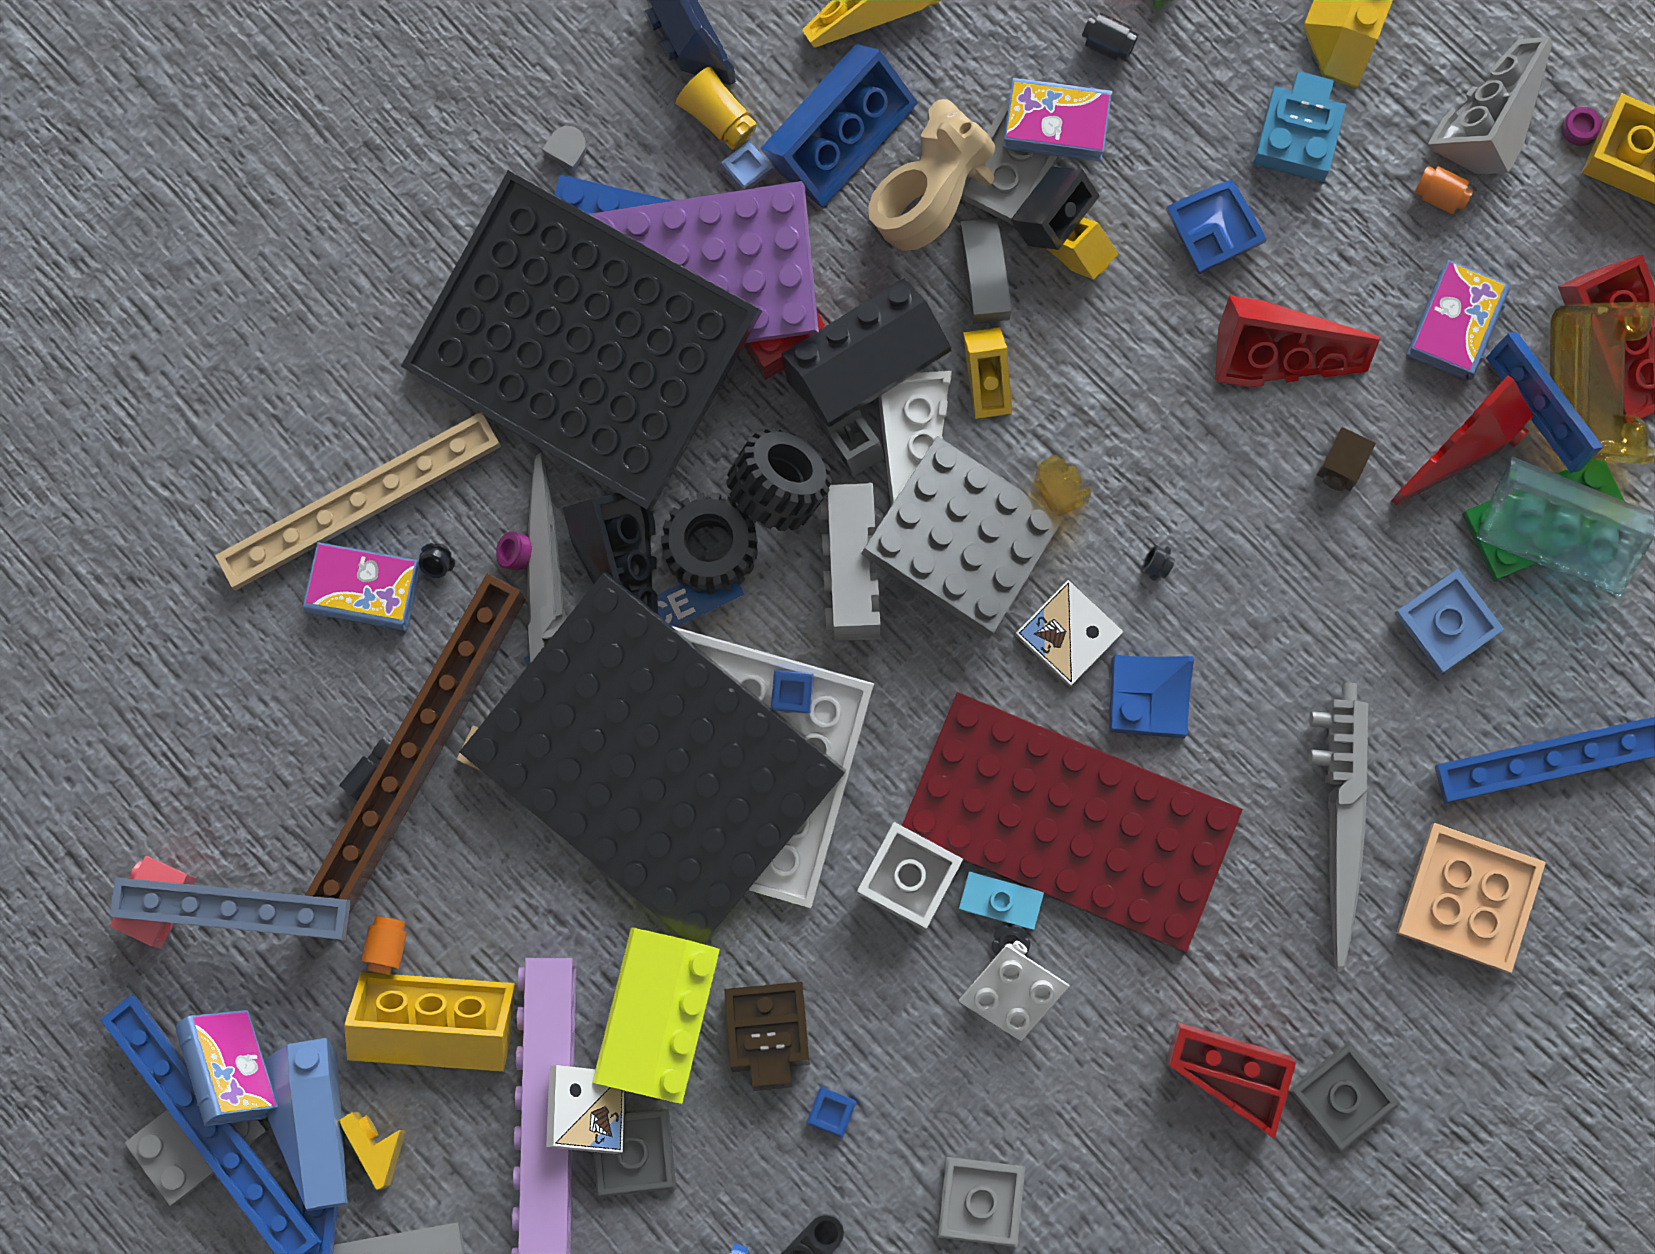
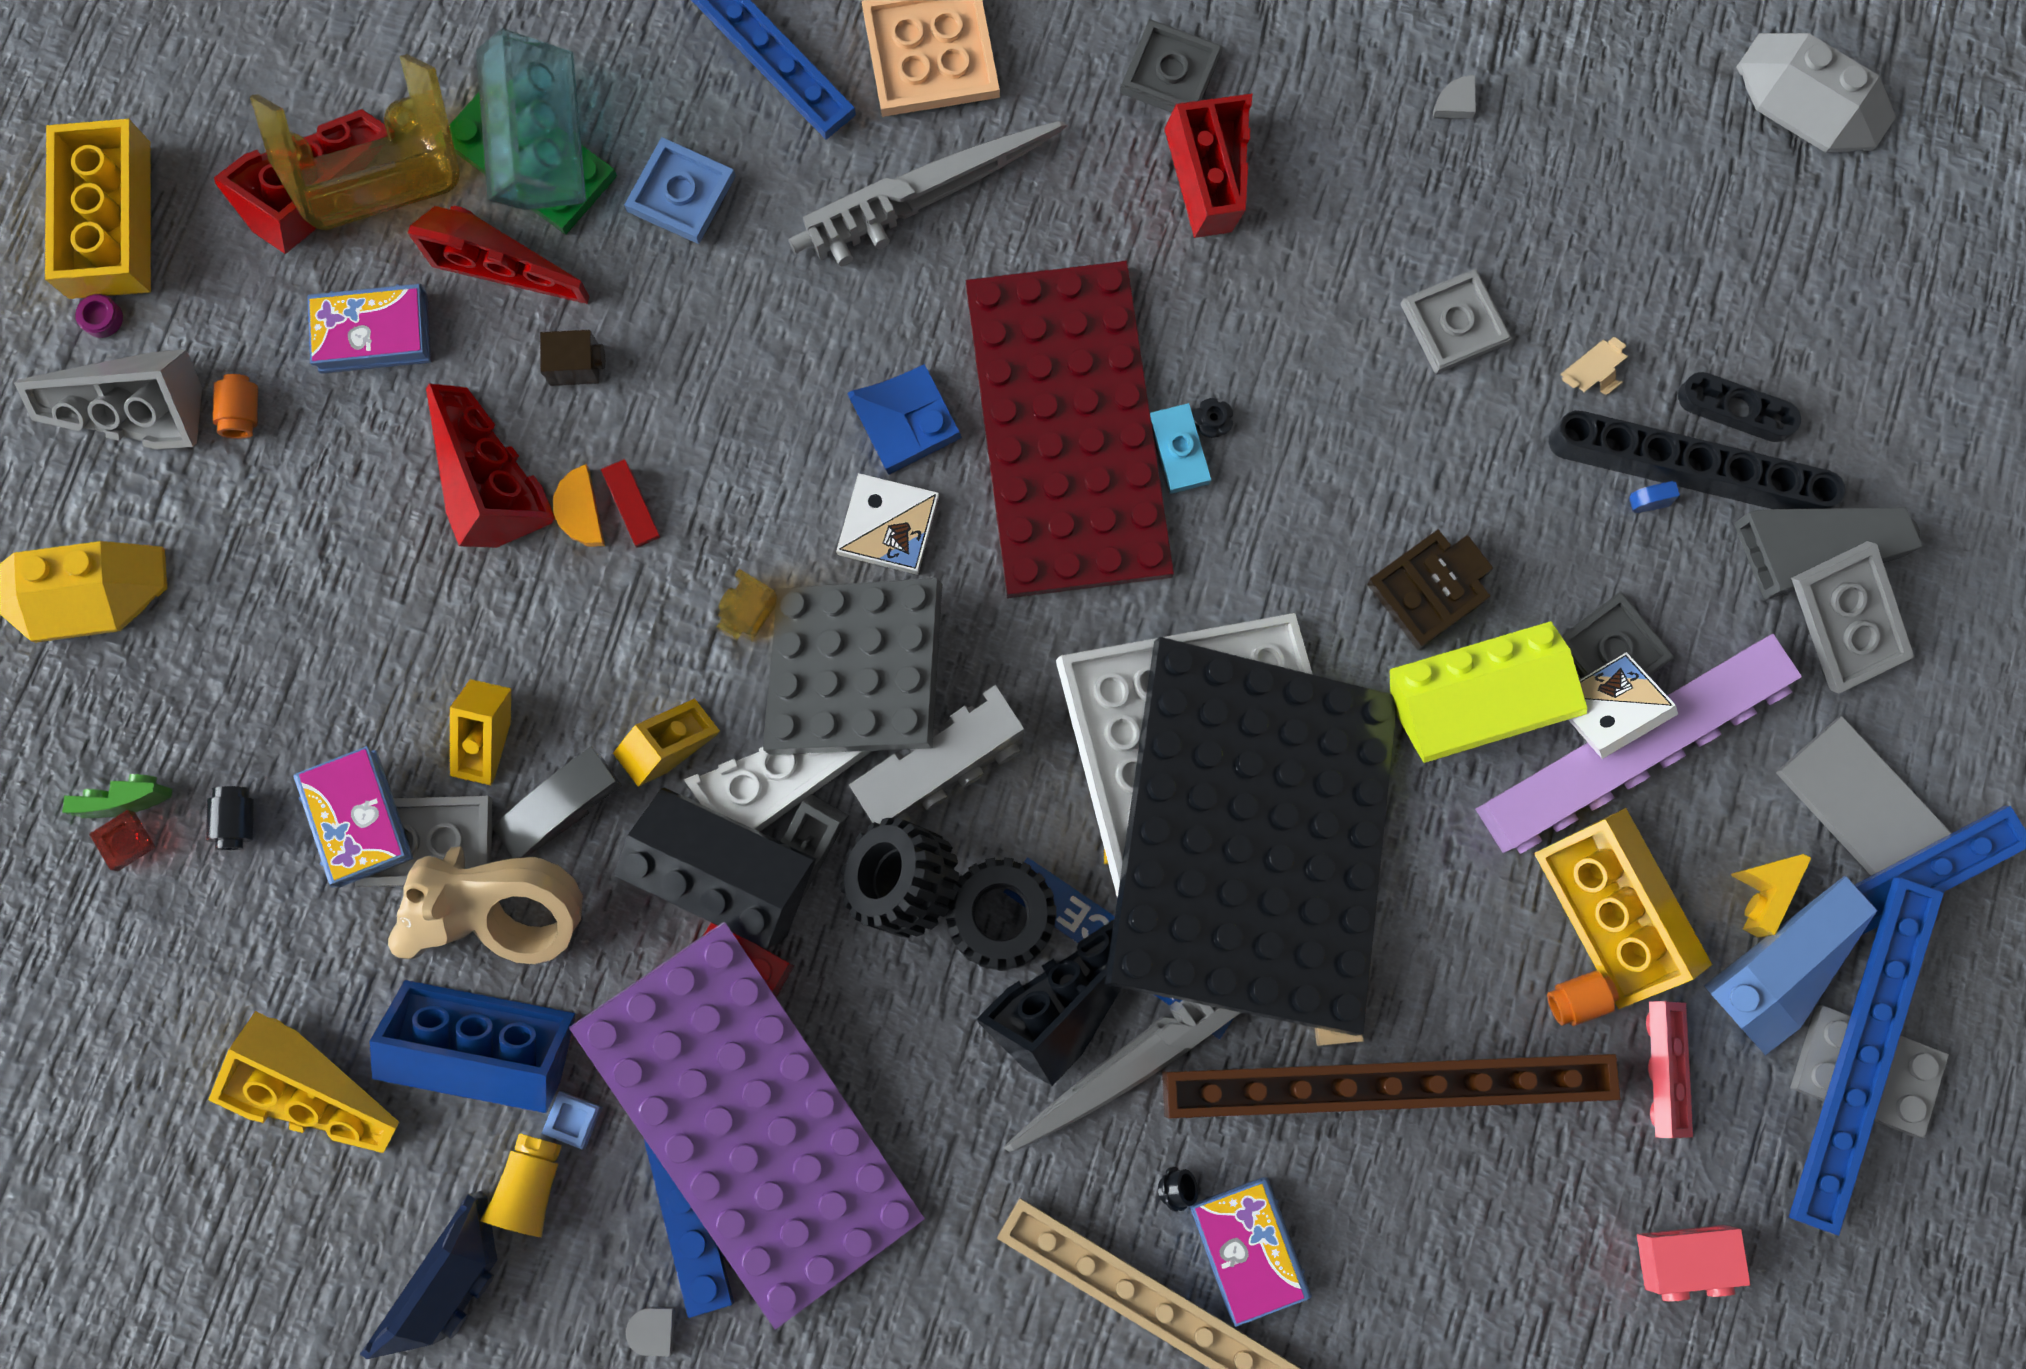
camera: 125 degrees left, 0 degrees up
(226, 1067) = (1802, 1075): piece -> none
(230, 908) = (1662, 1168): sand blue plate -> none
(293, 978) = (1670, 1069): none -> coral plate
(362, 772) = (1428, 1124): black bar -> none
(513, 551) = (1122, 1113): magenta tile -> none
(581, 339) = (864, 1177): black plate -> none
(792, 691) = (1113, 729): blue tile -> none
(831, 1112) = (1463, 493): blue tile -> none
(909, 876) = (1213, 535): white brick -> none
(1014, 991) = (1258, 388): white hinge -> none
(1055, 207) = (454, 764): black brick -> none
(1158, 562) = (771, 477): black plate -> none
(1198, 445) = (630, 502): none -> red piece
(1215, 225) = (388, 603): blue plate -> none
(1216, 403) = (577, 508): none -> light orange tile
(1301, 128) = (237, 575): dark azure piece -> none
(1550, 408) = (419, 190): blue plate -> none

